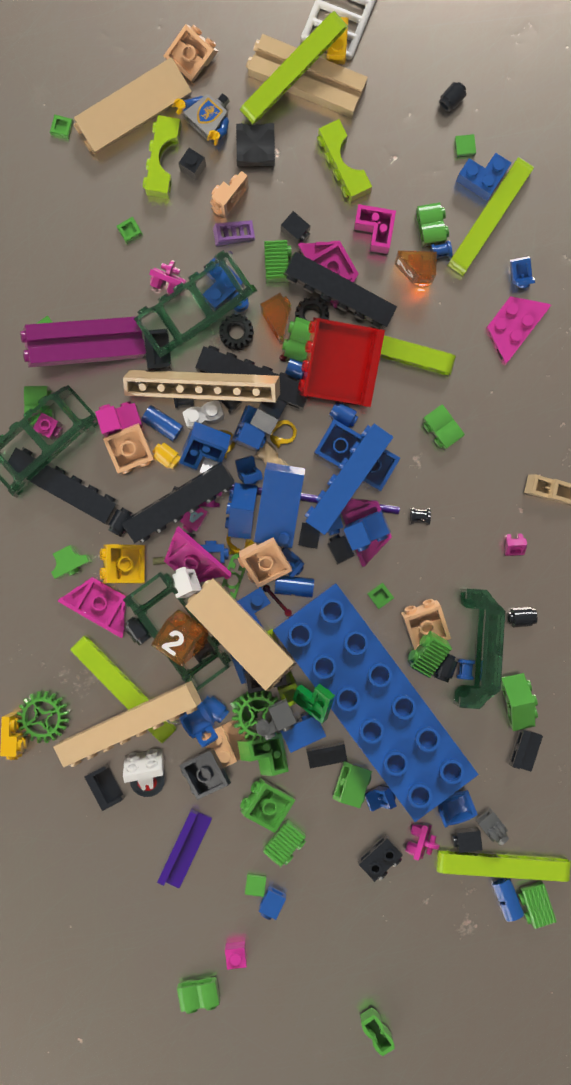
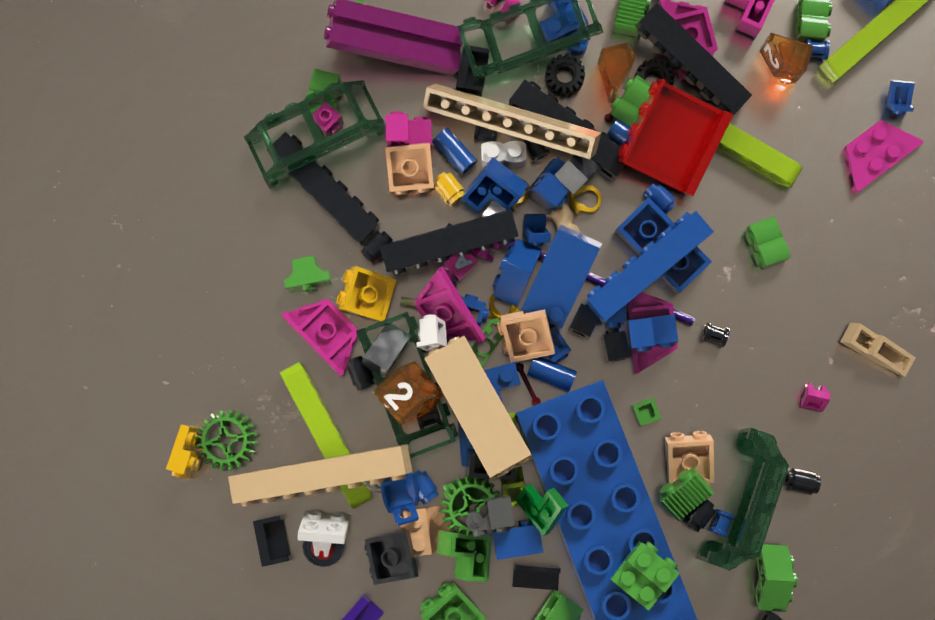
camera: 15 degrees right, 5 degrees down
(152, 606) = (386, 349): none -> panel
(412, 732) = (645, 574): none -> bright green plate

